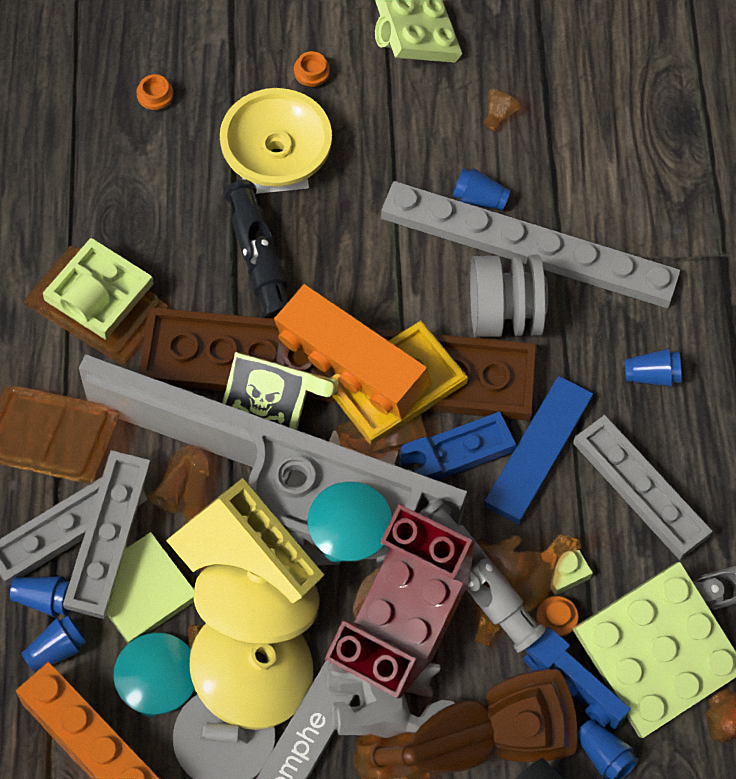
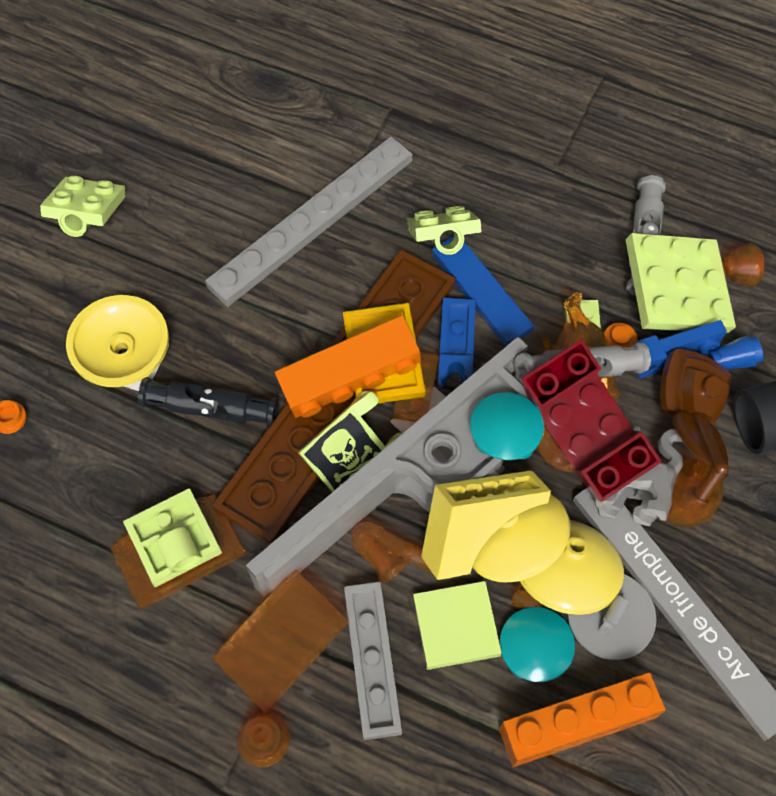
camera: 60 degrees left, 0 degrees up
(41, 594) = (427, 705): blue cone -> none
(54, 644) = (476, 715): blue cone -> none
(107, 534) = (406, 626): light grey plate -> none
(311, 69) = (66, 292): orange plate -> none
(480, 190) = (248, 228): blue cone -> none
(499, 107) = (187, 182): clear orange rock -> none
(507, 295) = (356, 245): light grey wheel -> none
(593, 375) = (430, 227): none -> yellowish green plate
(642, 487) = (546, 238): light grey plate -> none
(654, 368) = (460, 185): blue cone -> none

